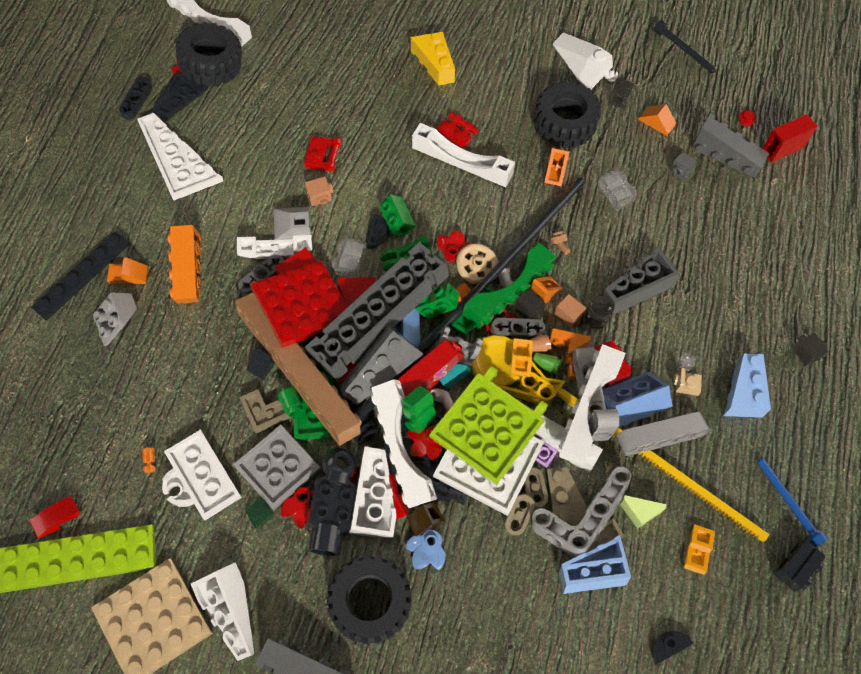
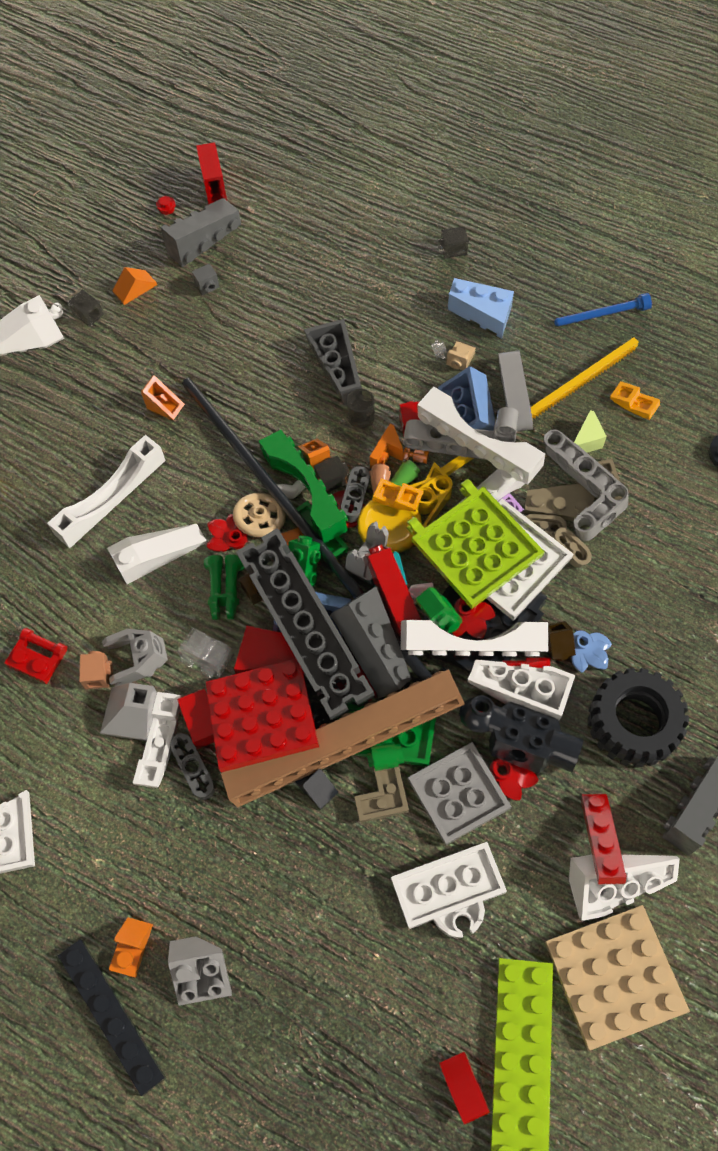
camera: 70 degrees left, 0 degrees up
(148, 457) = (410, 952): orange piece -> none
(184, 264) = (150, 859): orange wedge -> none
(254, 584) = (603, 839): none -> plate
(259, 513) = (510, 825): clear green slope -> none
(336, 216) = (147, 653): none -> light grey piece
(378, 232) = (178, 612): black plate -> none
(397, 215) = (165, 584): green brick -> none
(425, 199) = (147, 552): none -> white wedge
(454, 134) = (68, 496): red plate -> none
(559, 238) = (254, 425): medium nougat plate -> none
(569, 310) = (348, 437): nougat brick -> none
(572, 98) = (87, 347): black tyre -> none
(596, 569) = (643, 483): light blue wedge -> none
(617, 189) = (212, 349): clear brick -> none
(661, 28) = (13, 243): black piece -> none
(800, 566) = (667, 323): black brick -> none

